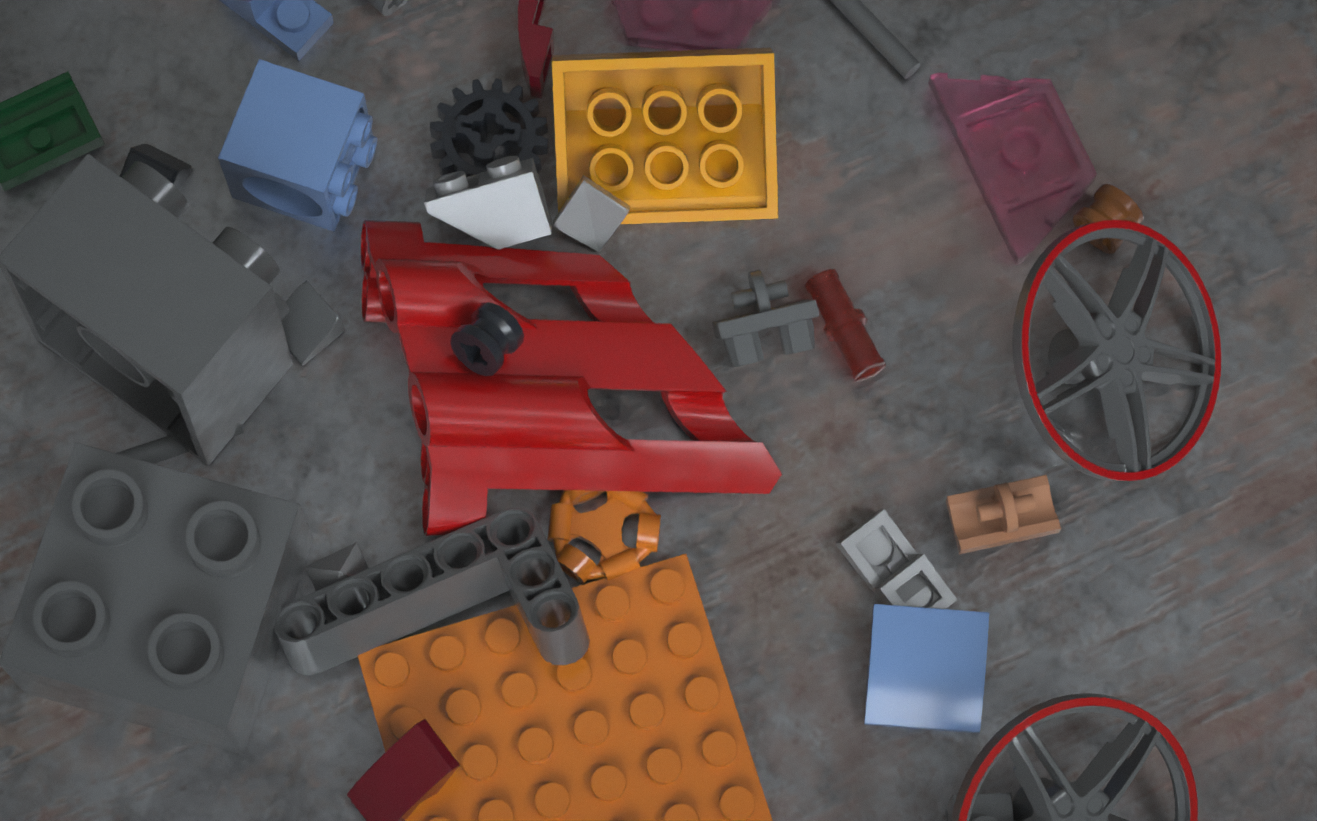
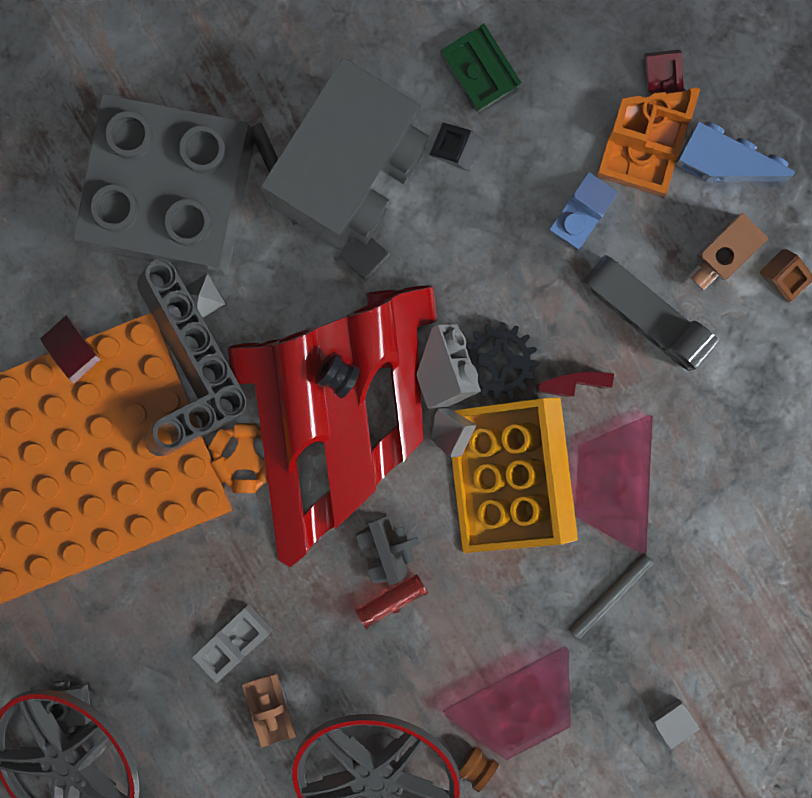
camera: 85 degrees right, 15 degrees up
(298, 146) = (477, 238): medium blue brick -> none
(926, 668) = (170, 666): medium blue slope -> none

